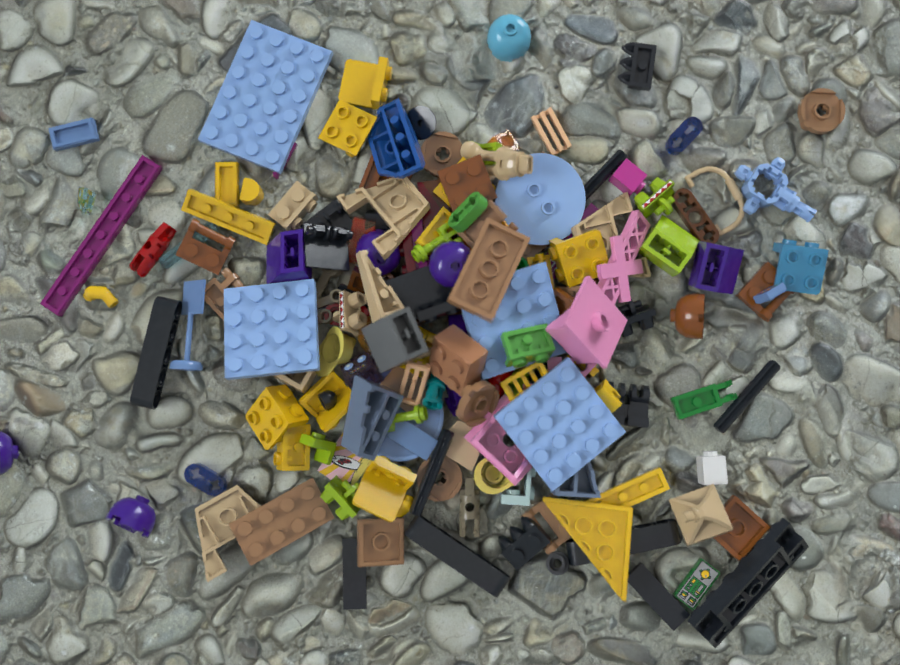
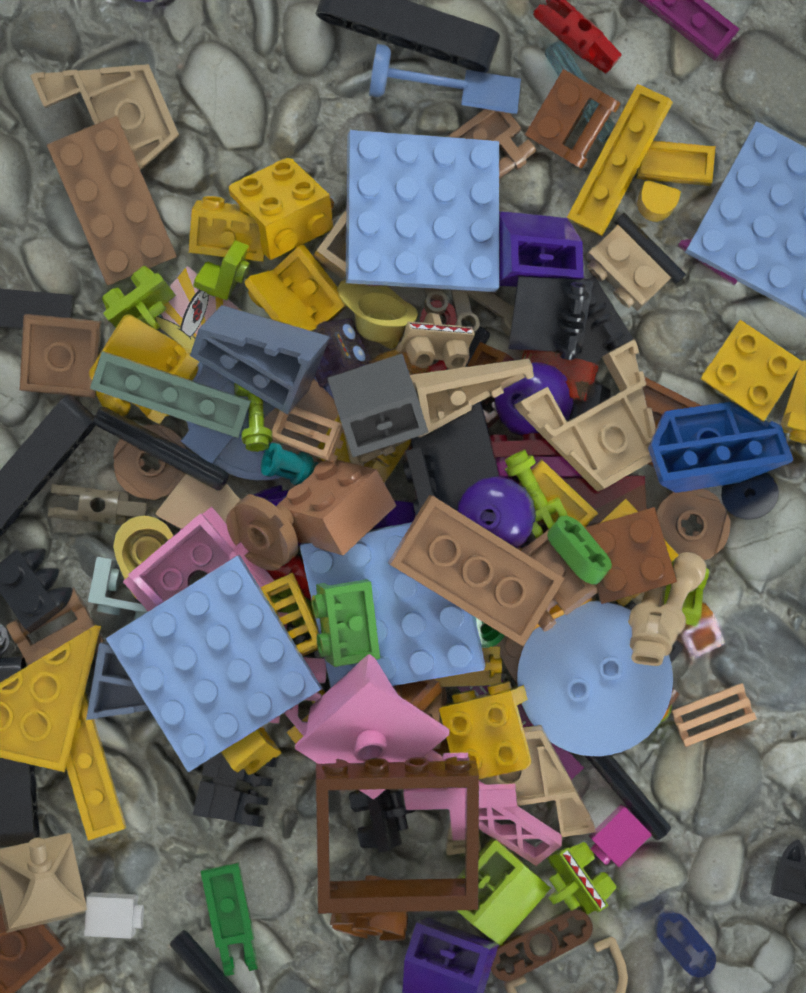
camera: 95 degrees right, 0 degrees up
(202, 484) = (200, 91): clear blue beam -> none
(280, 193) = (650, 248): none -> black piece
(328, 399) = (299, 293): black hinge -> none
(399, 470) = (170, 394): none -> sand green plate
(682, 295) = (404, 894): none -> reddish brown window

